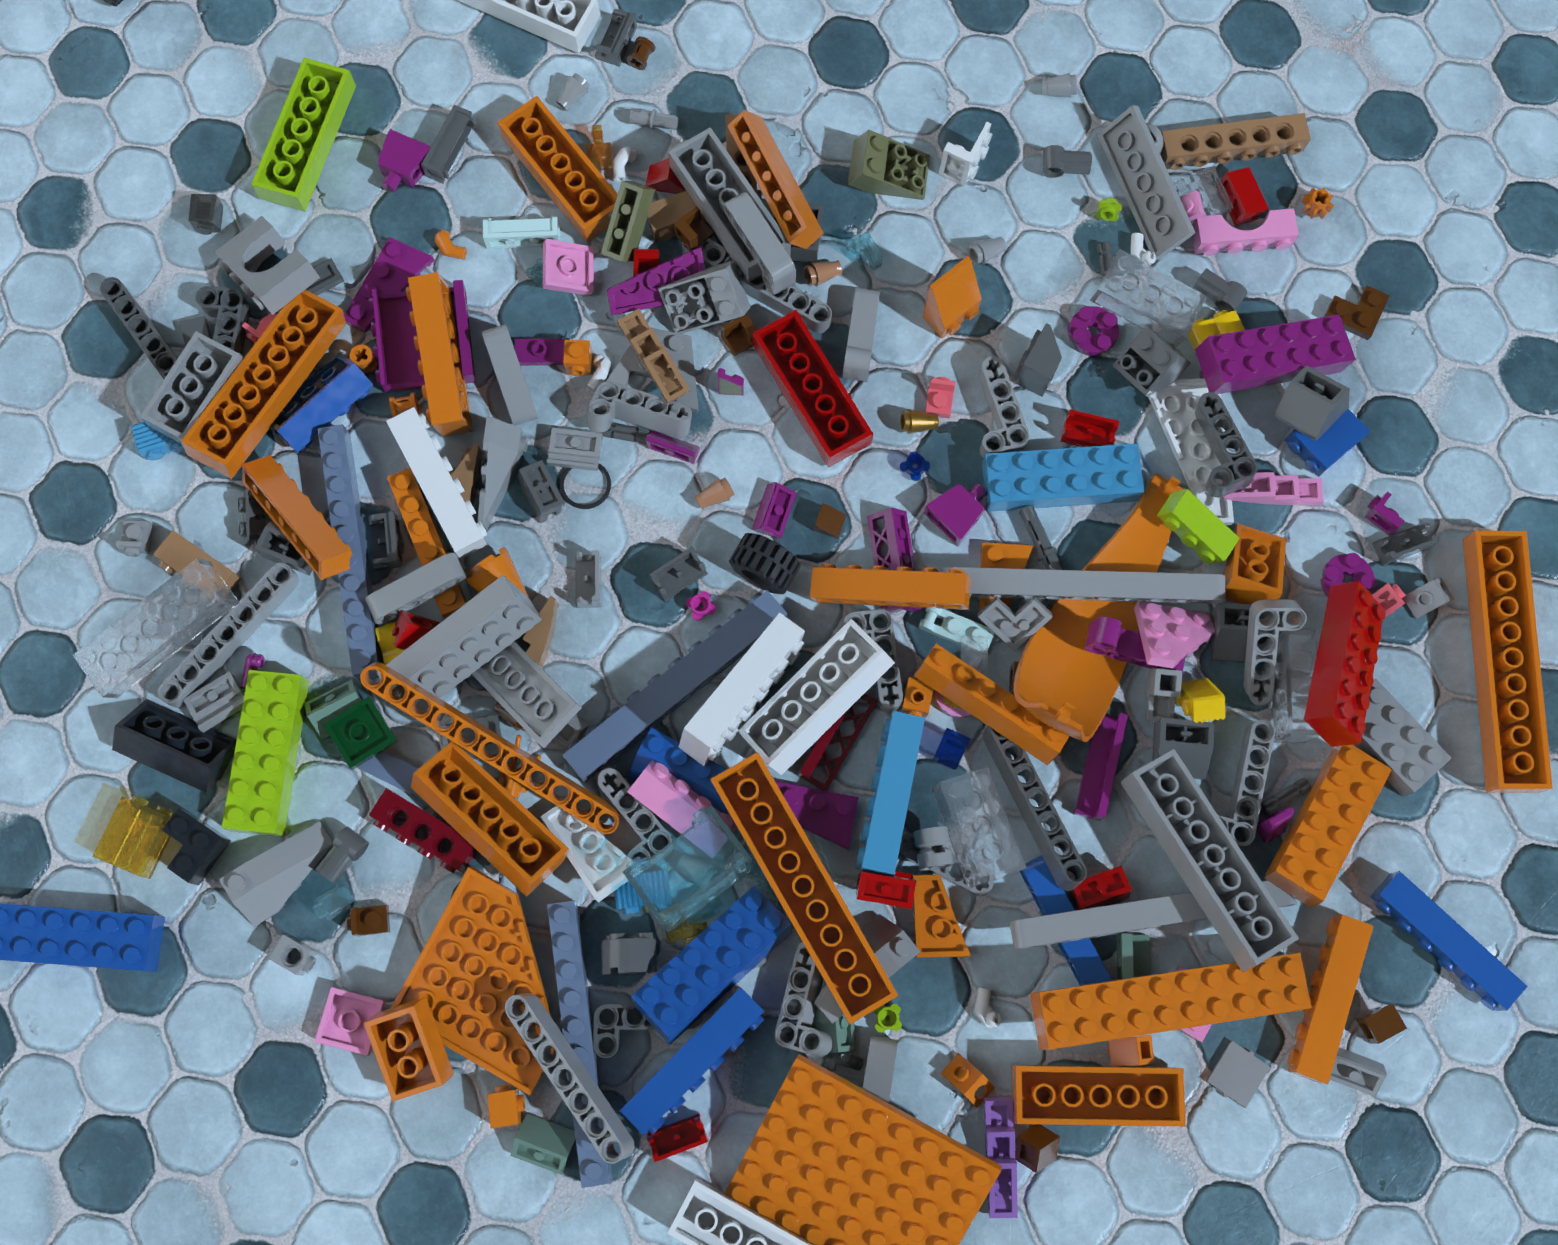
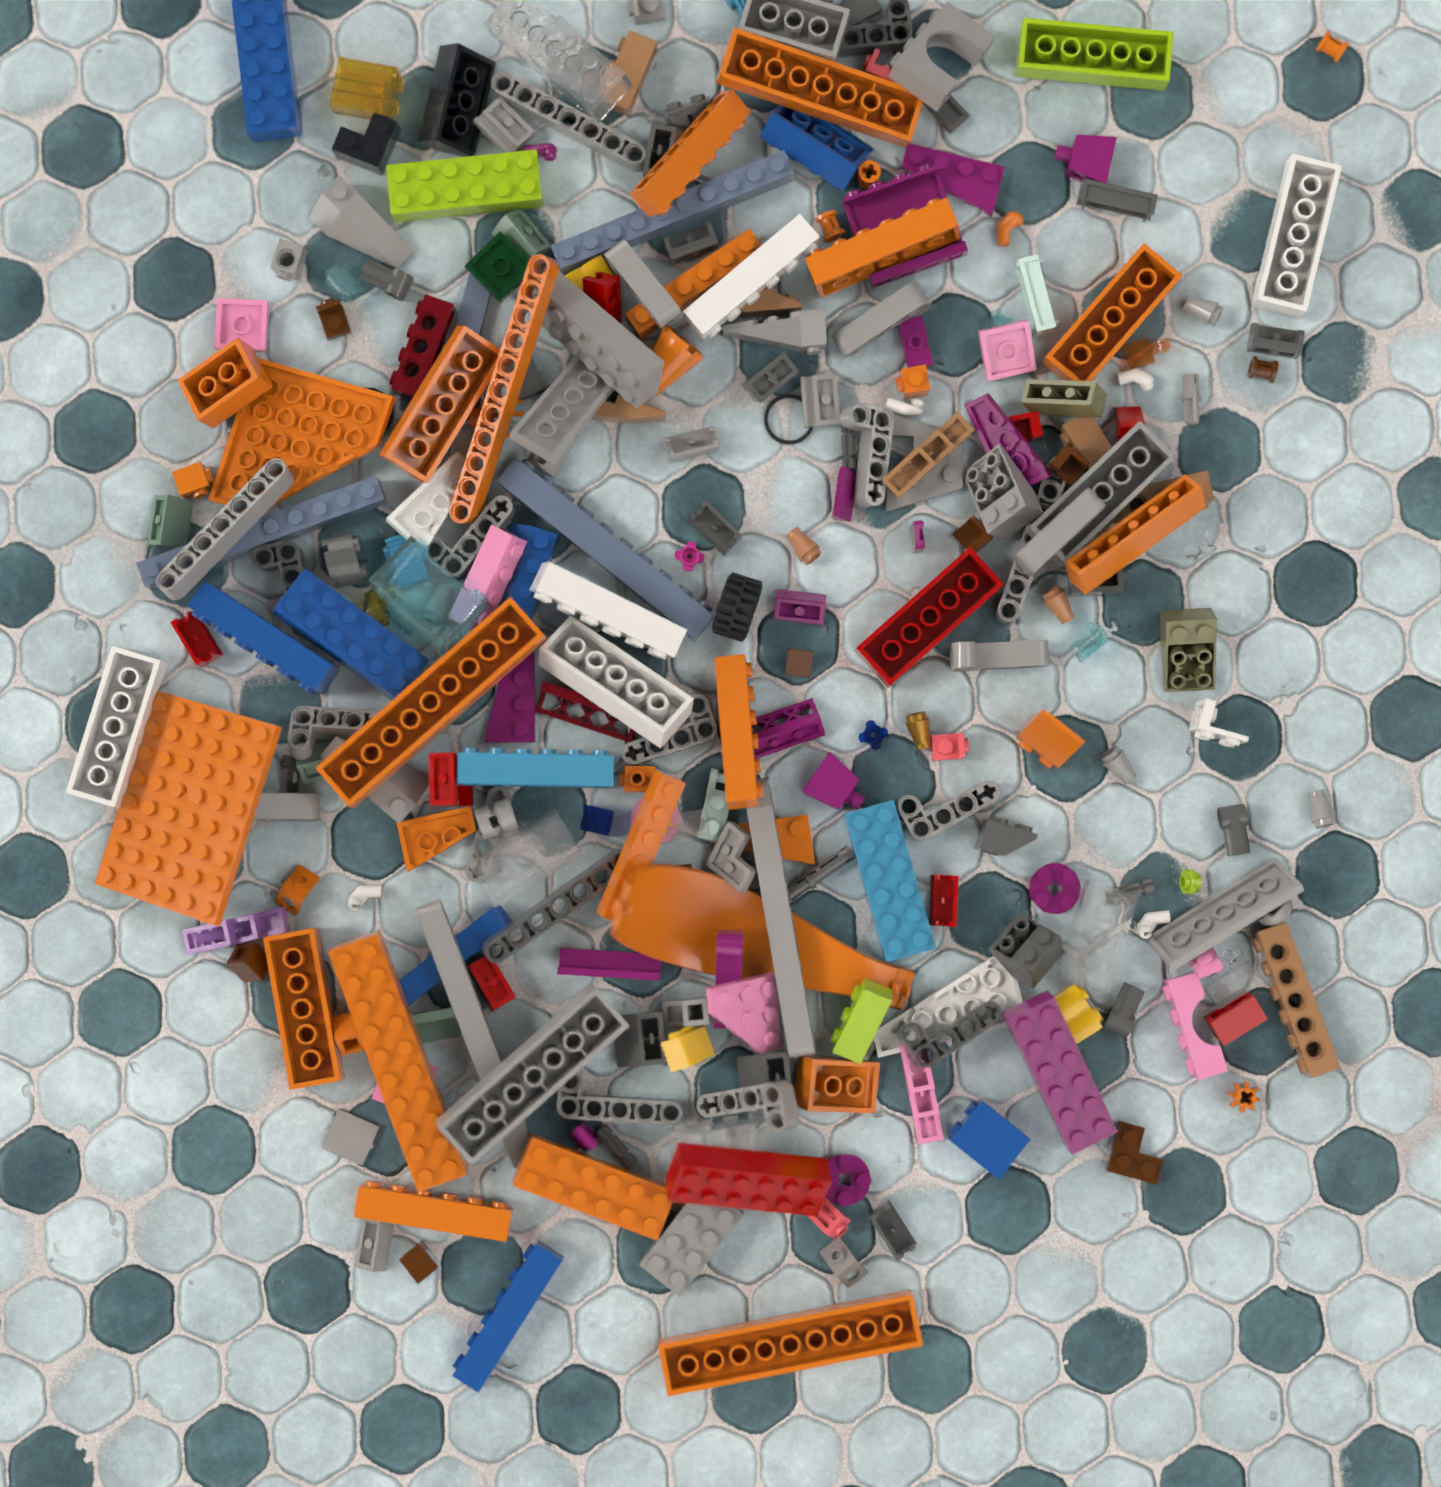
camera: 85 degrees right, 10 degrees up
(894, 1023) = (334, 814): lime plate -> none
(1312, 403) = (1010, 1114): dark grey slope -> none
(1383, 517) = (915, 1209): magenta bracket -> none

